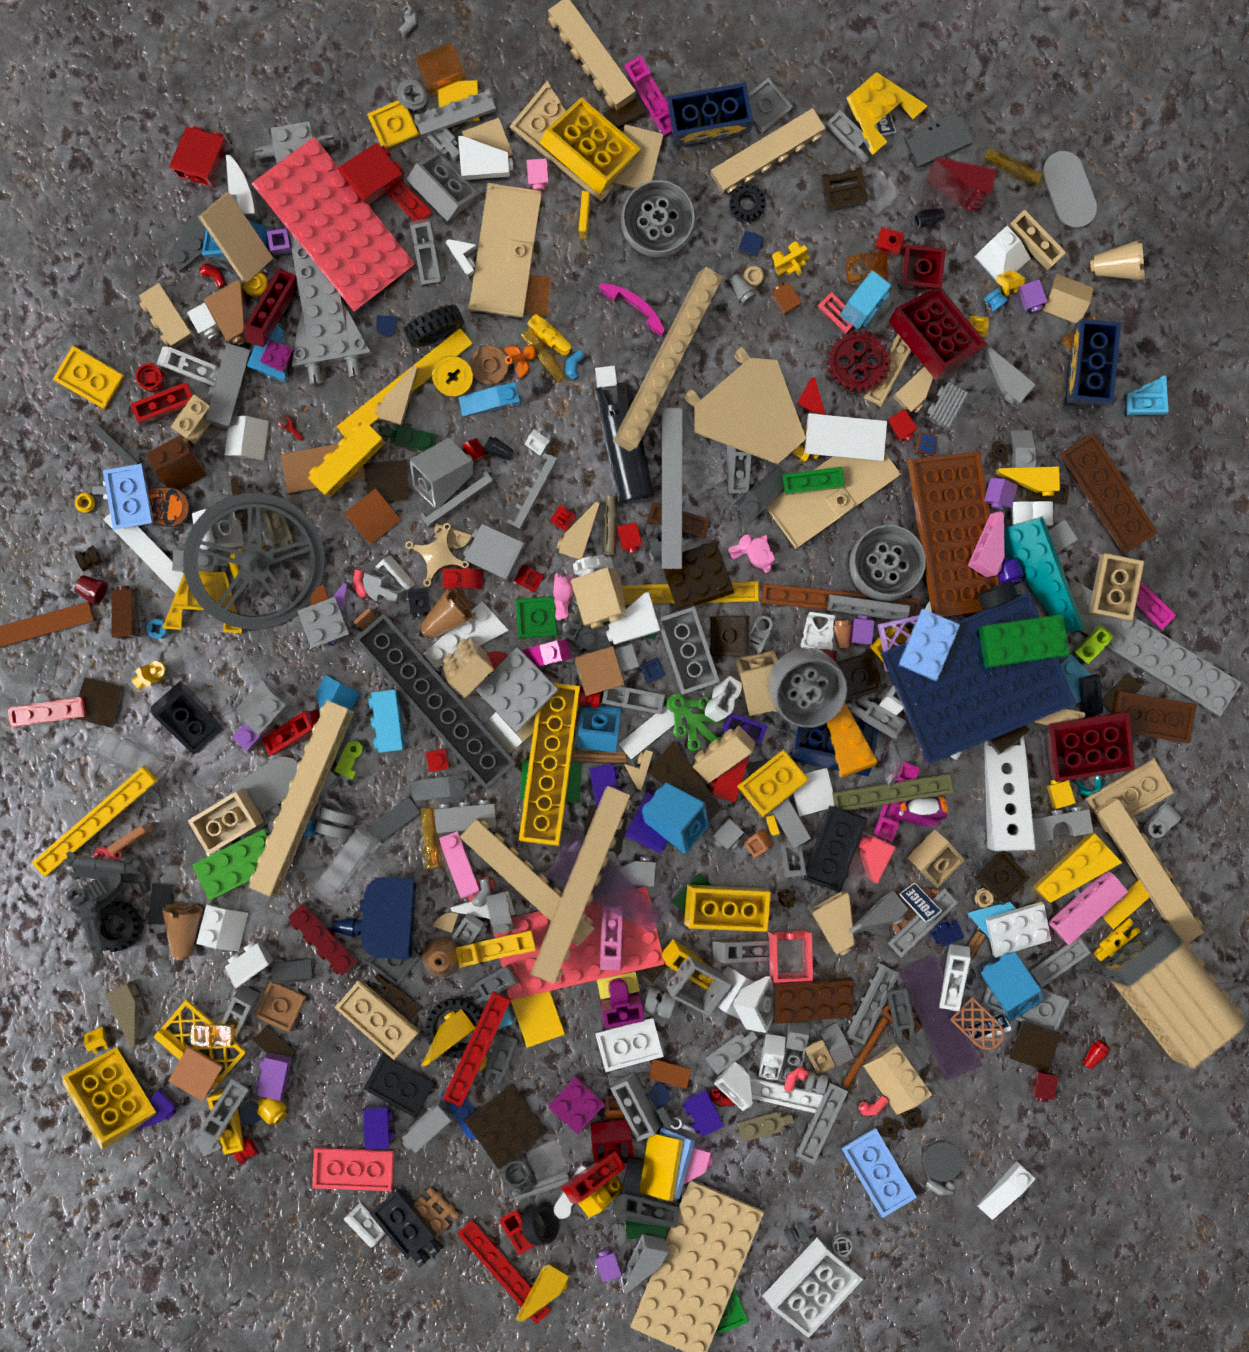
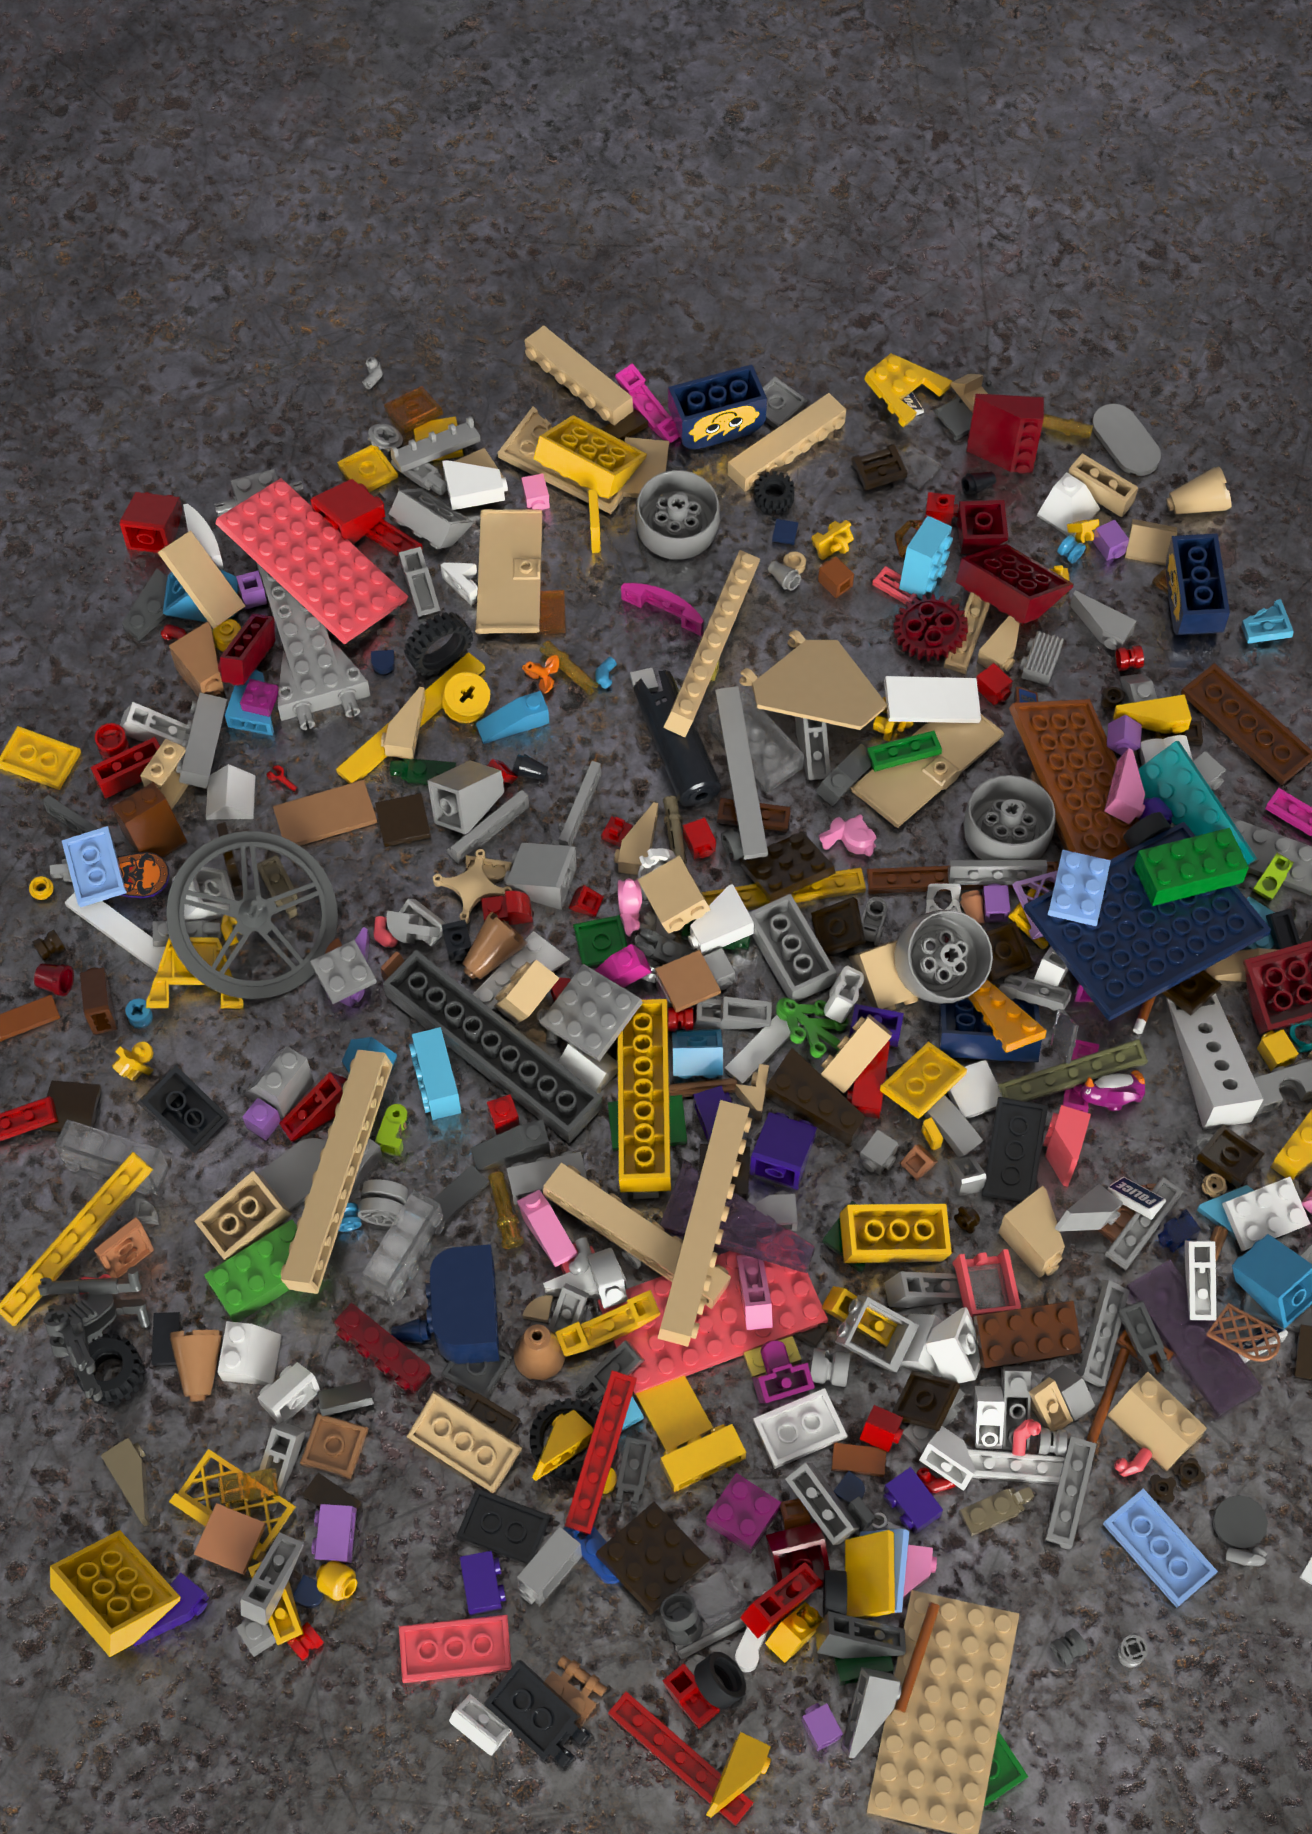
camera: 10 degrees left, 25 degrees down
(95, 1039) = (90, 1521): yellow tile -> none
(165, 316) = (124, 679): tan brick -> none
(204, 322) = (172, 676): white brick -> none
(346, 459) = (352, 792): yellow brick -> none
(373, 516) = (390, 857): dark orange slope -> none
(489, 365) = (507, 685): medium nougat tile -> none
(537, 441) = (574, 754): white tile -> none
(549, 335) = (573, 646): yellow hinge -> none
(552, 1056) = (702, 1457): none -> yellow brick
(652, 670) = (751, 981): dark blue tile -> none
(676, 817) = (813, 1127): dark azure slope -> none
(684, 1231) = (917, 1657): none -> dark orange bar
(690, 1056) = (882, 1428): none -> red brick
(726, 1039) = (926, 1400): none -> dark brown tile
(811, 399) = (882, 667): red slope -> none
(812, 1288) = (1106, 1717): white slope -> none
(848, 134) = (875, 418): light grey hinge -> none
(936, 858) = (1143, 1145): tan slope -> none
(941, 123) = (967, 387): none -> tan slope
(1022, 416) = (1129, 658): none -> red wheel
(1116, 587) = (1283, 809): tan brick -> none

